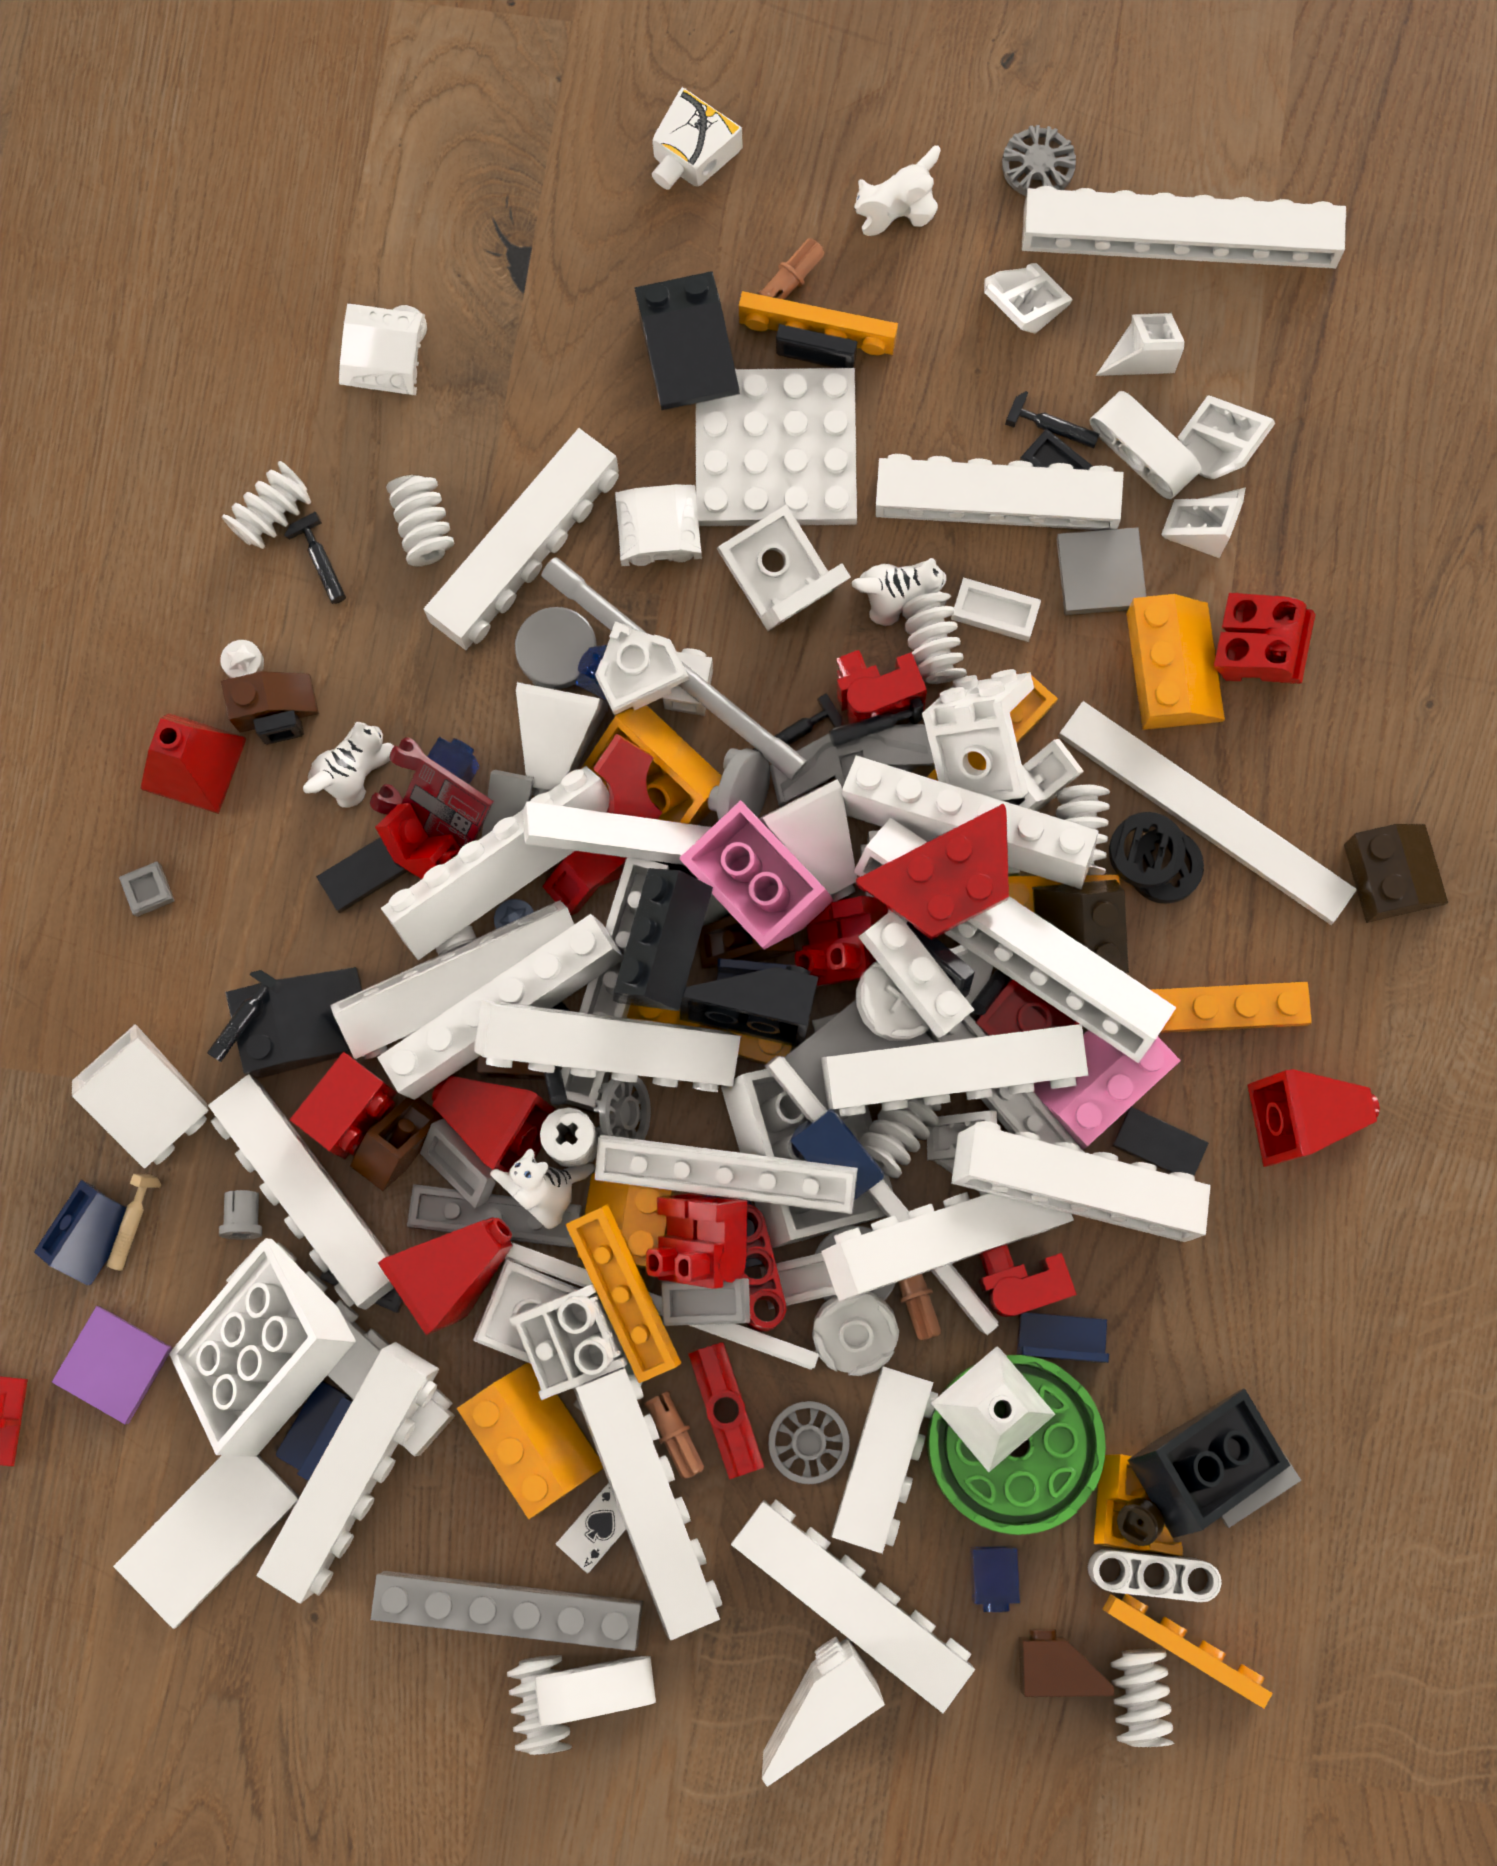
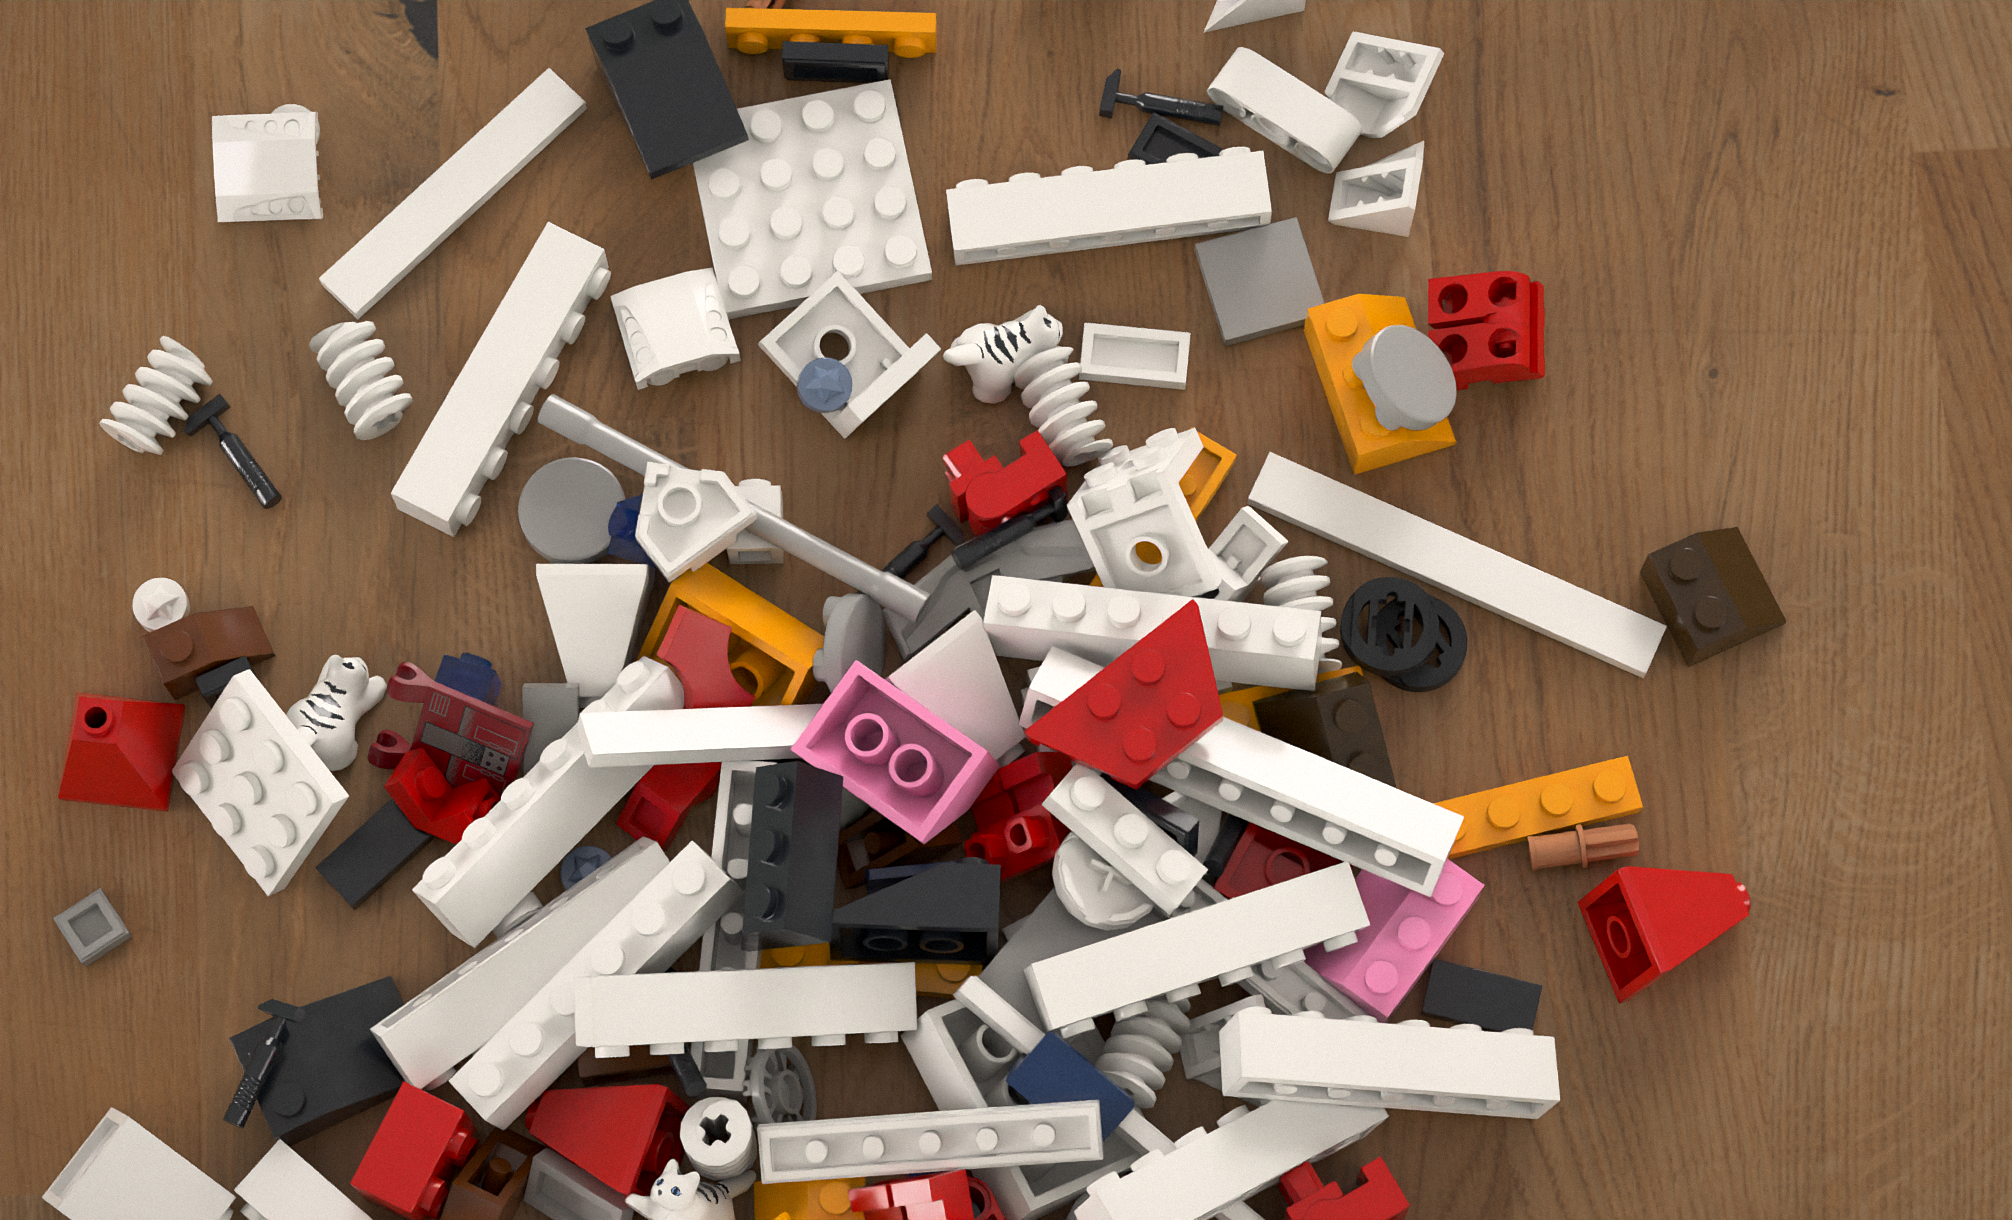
camera: 15 degrees left, 5 degrees down
(284, 806) = (259, 782): none -> white plate
(515, 394) = (453, 193): none -> white tile
(759, 588) = (824, 385): none -> sand blue tile
(1197, 665) = (1406, 378): none -> light grey tile
(1259, 1043) = (1582, 846): none -> nougat axle

